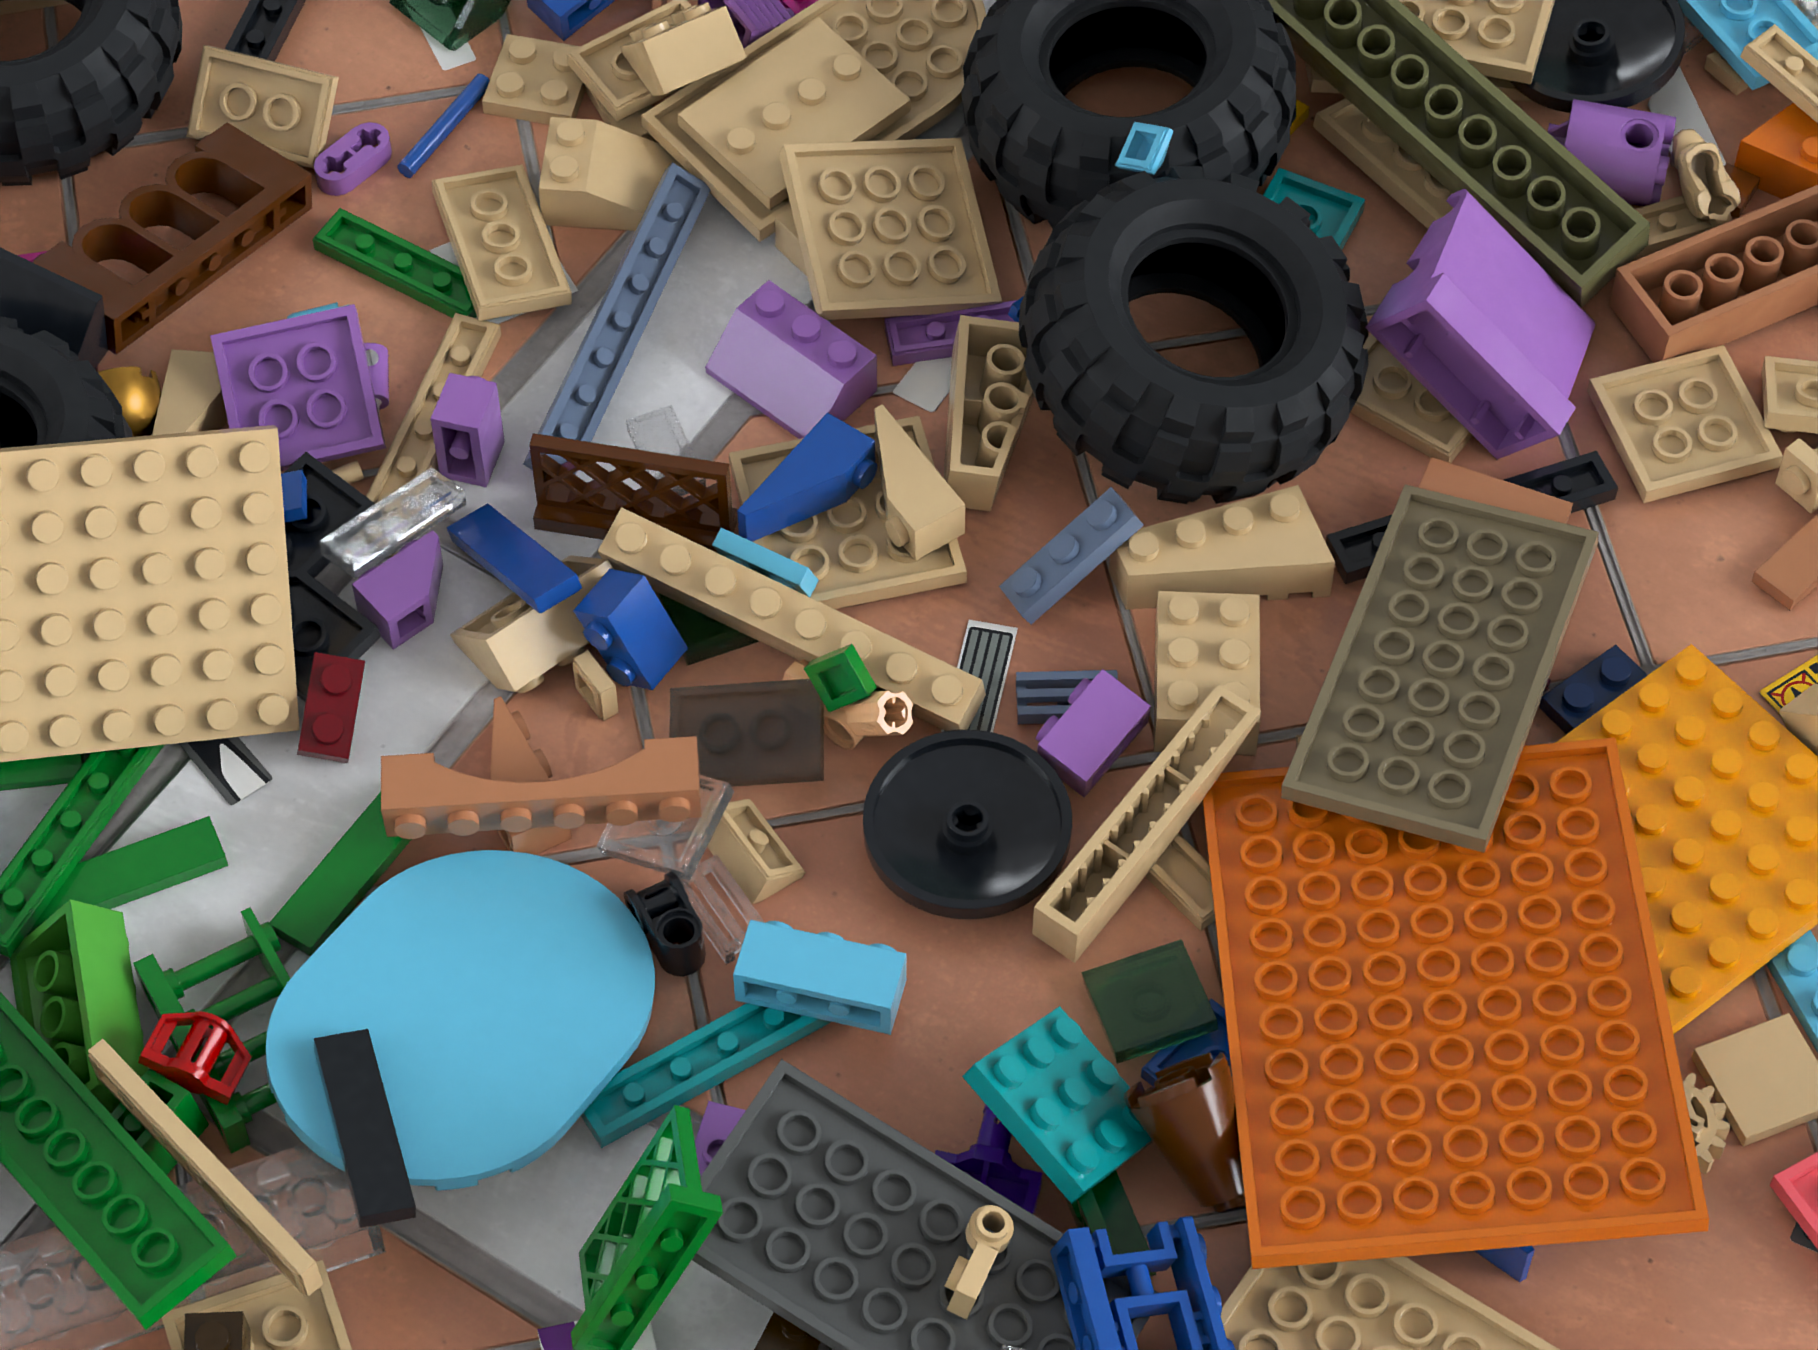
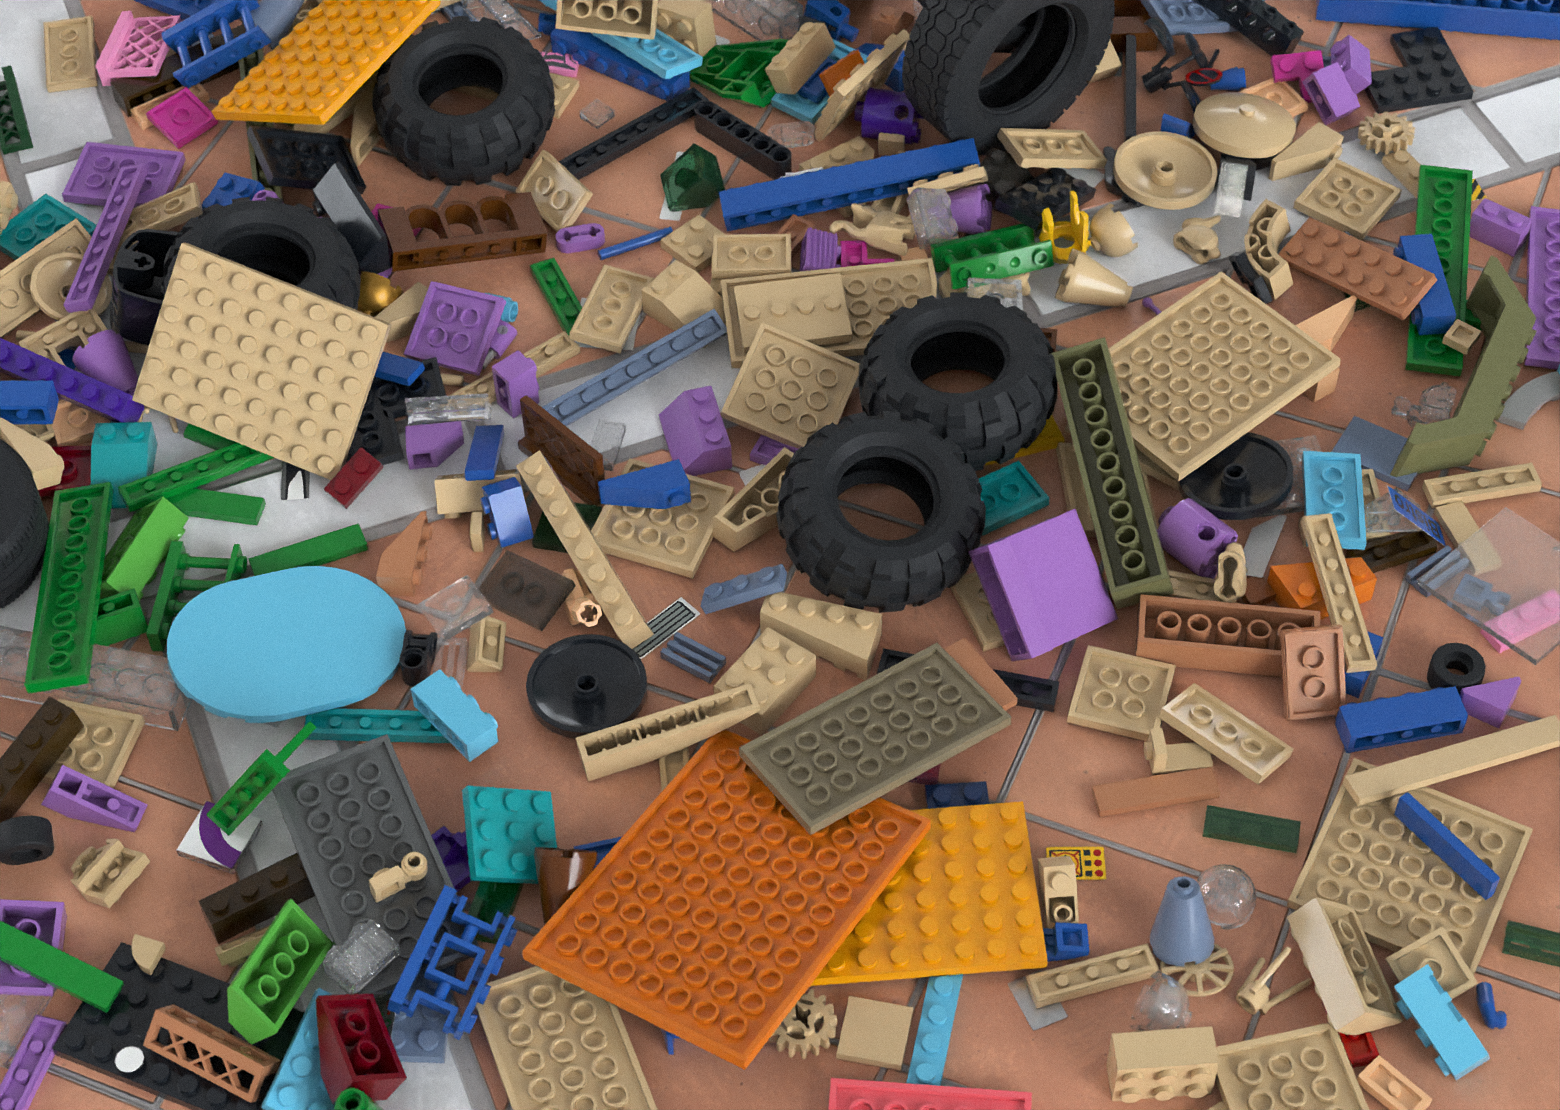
camera: 35 degrees right, 5 degrees down
(195, 1075) = (157, 592): red piece -> none
(205, 1168) = (112, 641): tan tile -> none
(364, 1128) = (191, 662): black tile -> none
(650, 785) = (454, 585): nougat arch -> none
(685, 51) = (760, 257): tan slope -> none
(765, 562) = (589, 508): medium azure plate -> none
(840, 678) = (577, 583): green plate -> none
(917, 499) = (690, 519): tan slope -> none
(1092, 731) = (682, 677): medium lavender brick -> none
(1145, 148) = (915, 405): medium azure slope -> none
(1149, 1001) = (602, 816): clear green tile -> none

